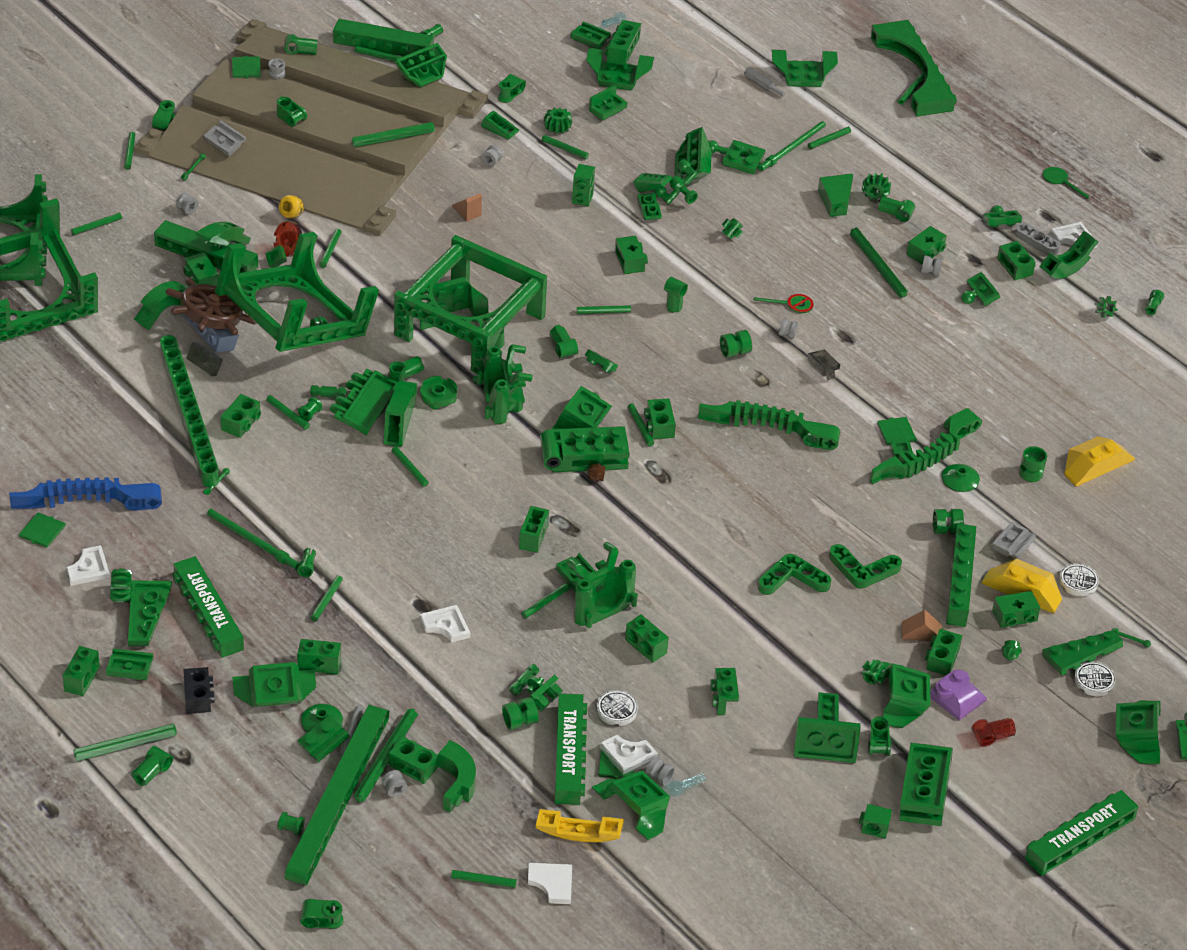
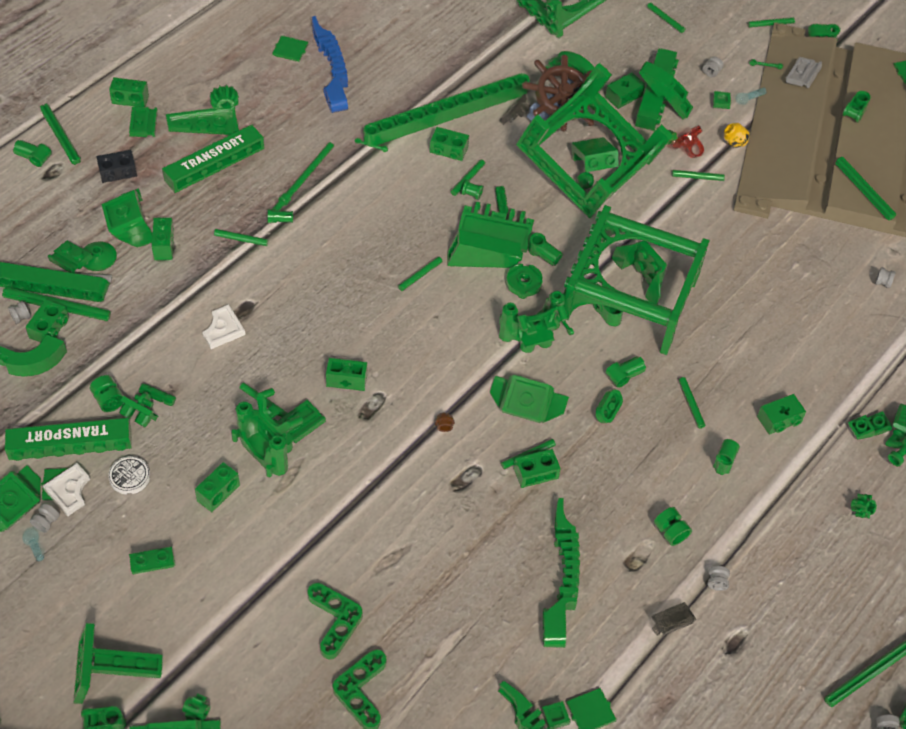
camera: 80 degrees right, 10 degrees up
(89, 567) = (251, 82): white tile -> none
(232, 195) = (743, 98): none -> clear light blue bar
(235, 208) = (721, 100): none -> green plate
(305, 291) = (595, 153): none -> green panel
(470, 207) = (797, 269): nougat slope -> none
(581, 447) = (472, 407): green hinge -> none
(583, 184) = (866, 355): green brick -> none
(798, 302) = (771, 589): green piece -> none

